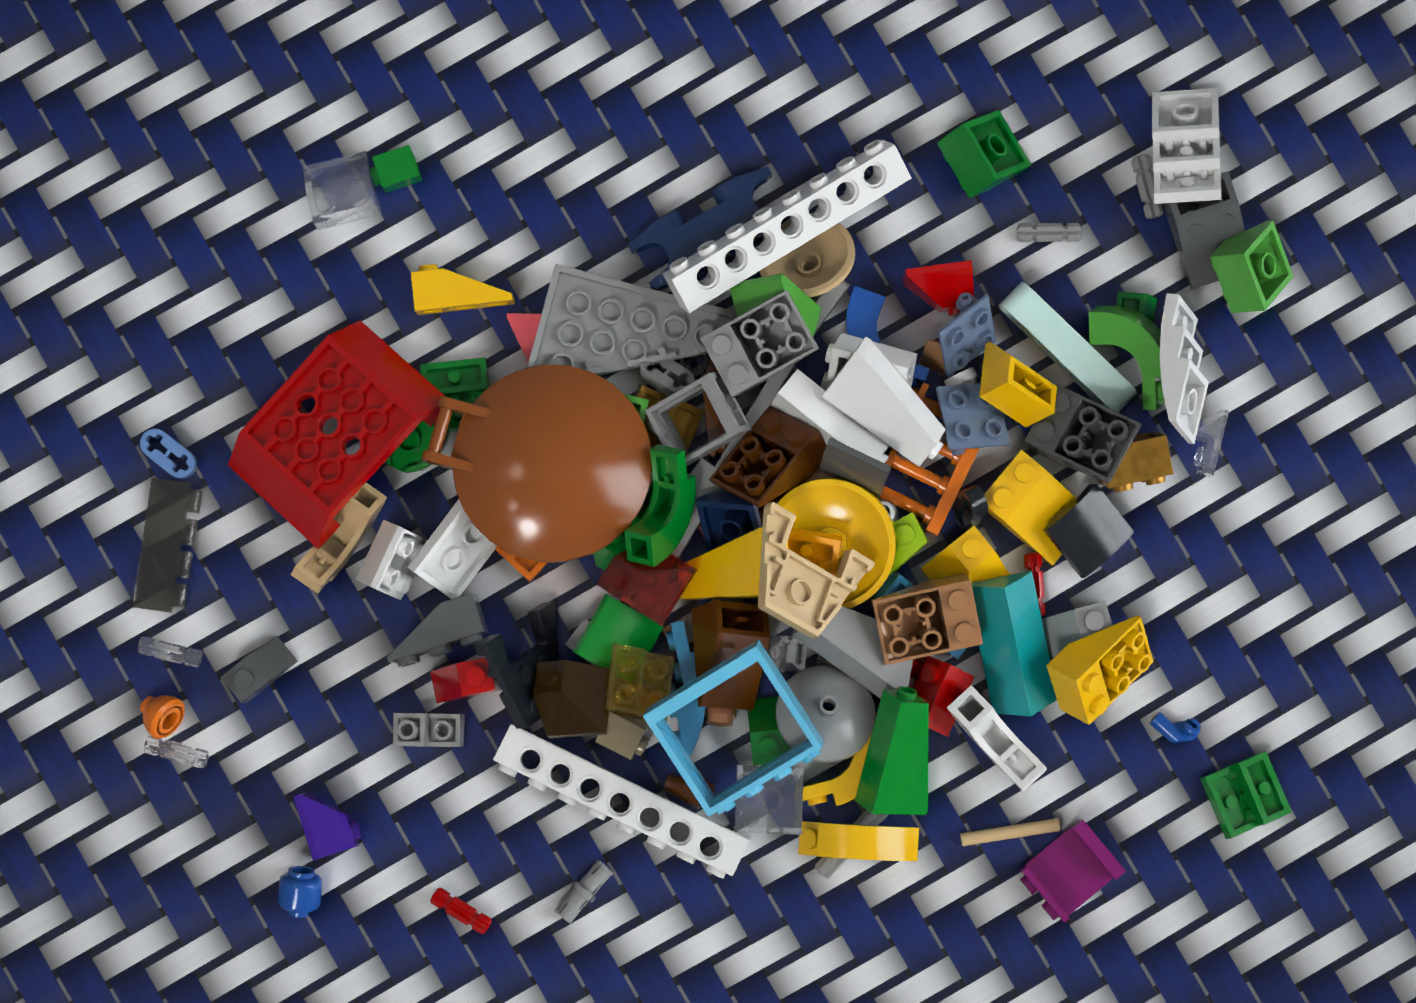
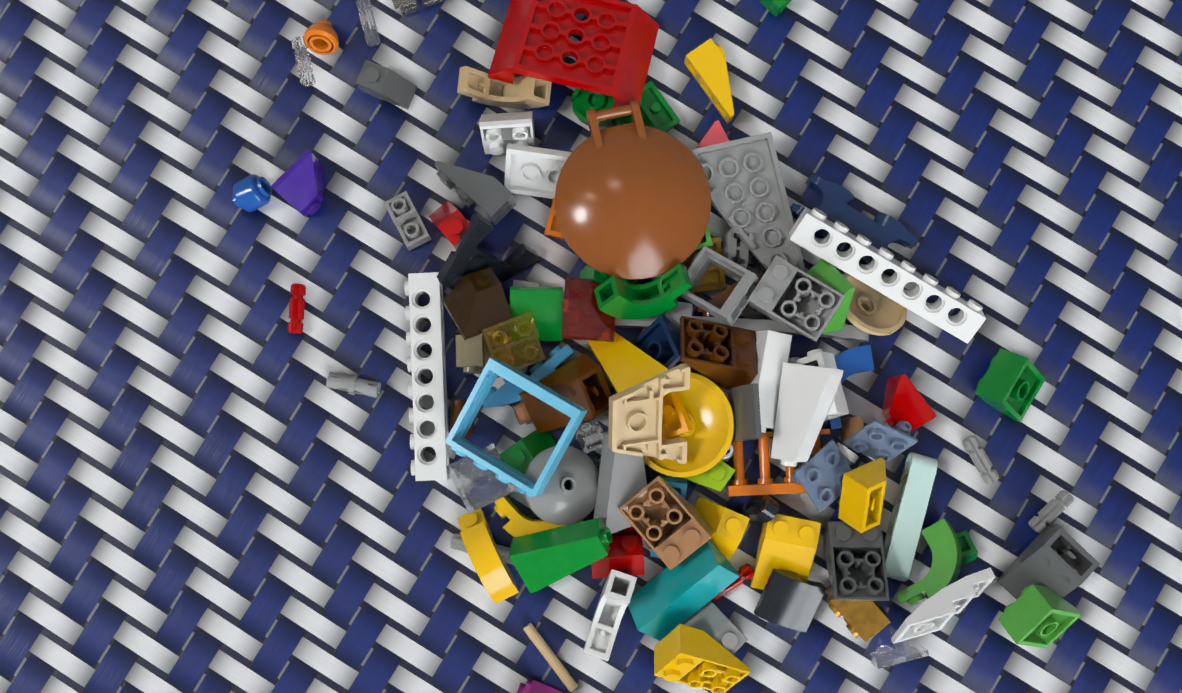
camera: 55 degrees right, 0 degrees up
(1186, 146) = (1099, 525): white slope -> none

